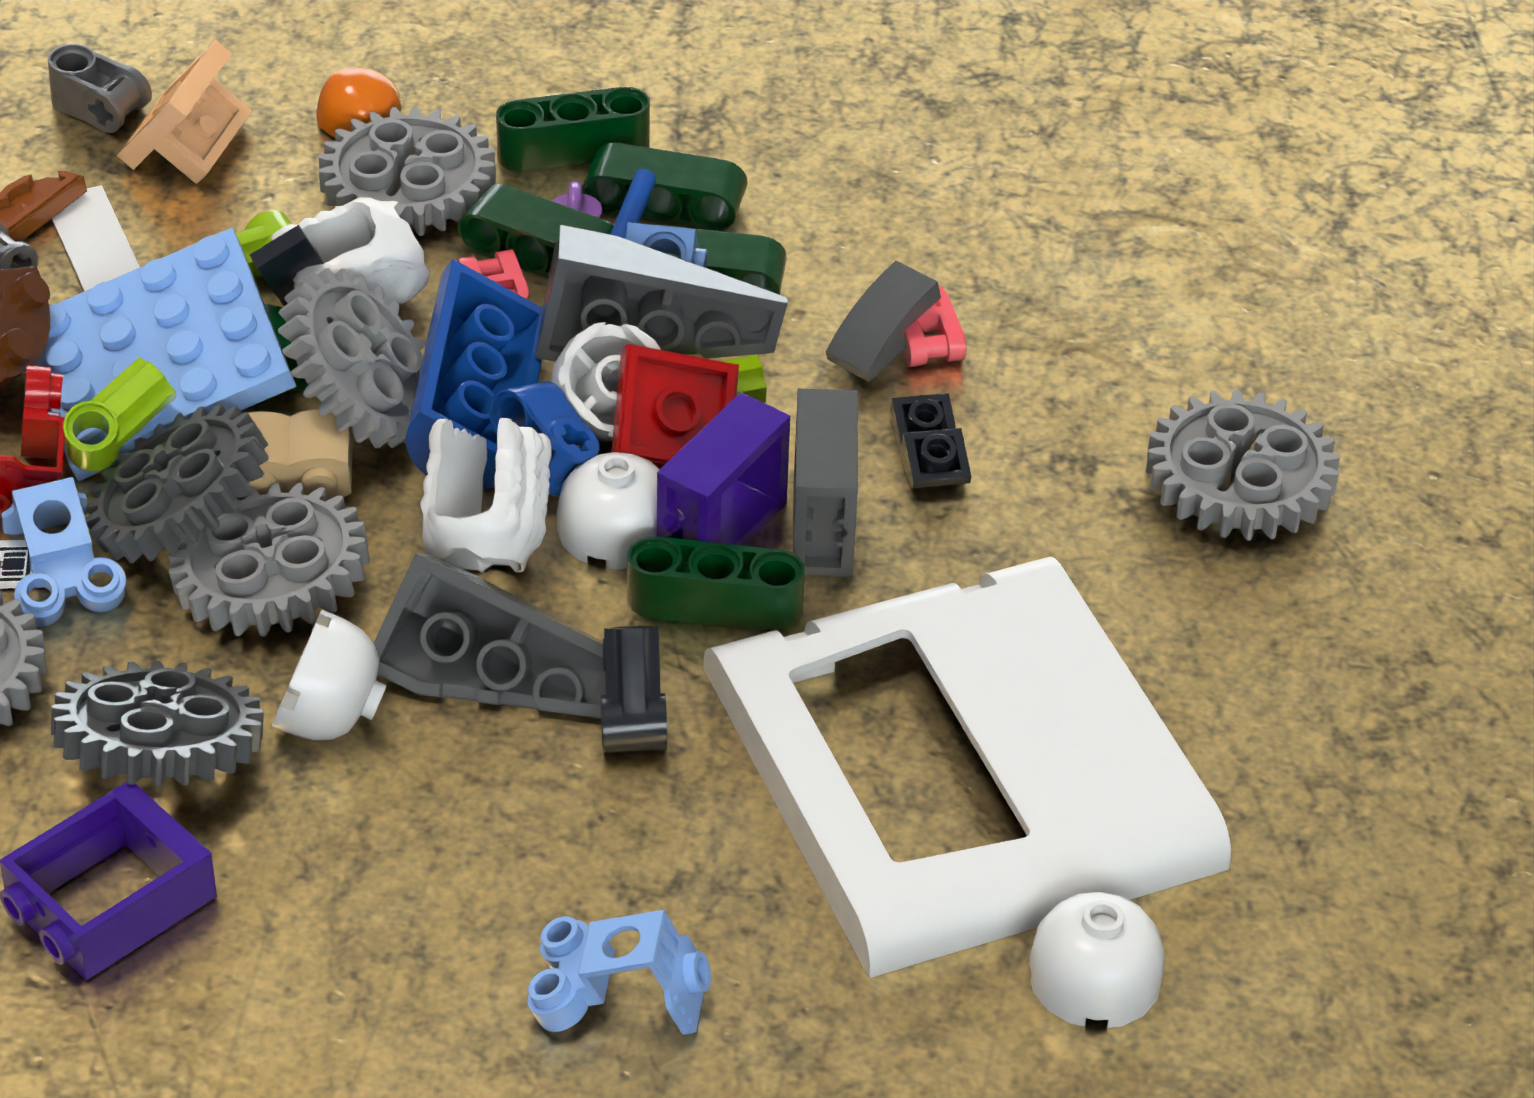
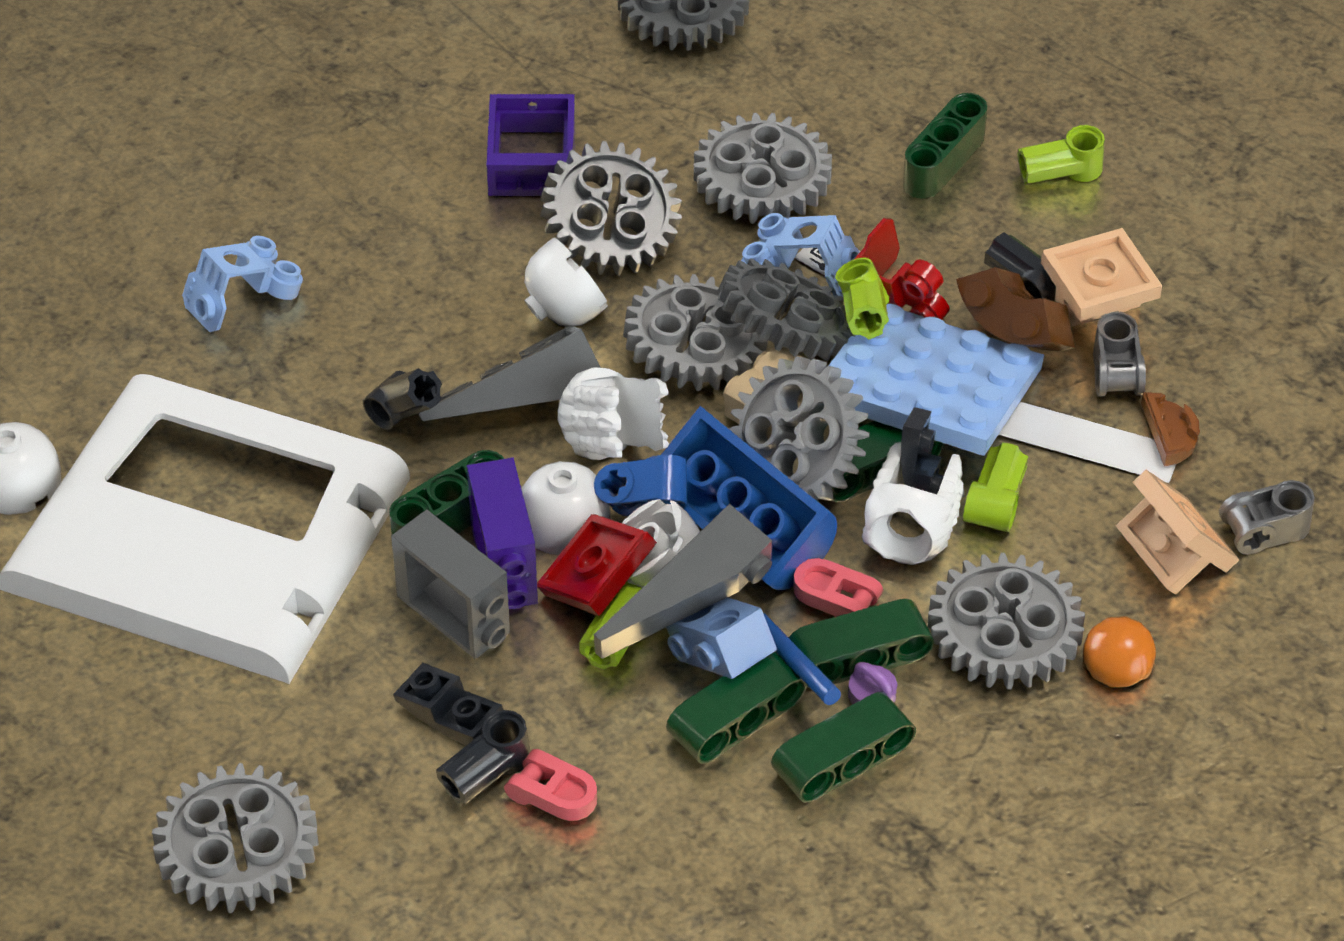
camera: 135 degrees right, 5 degrees up
(569, 127) = (960, 739): dark green beam -> none
(875, 325) = (568, 745): dark grey slope -> none
(937, 366) = (486, 756): none -> black piece

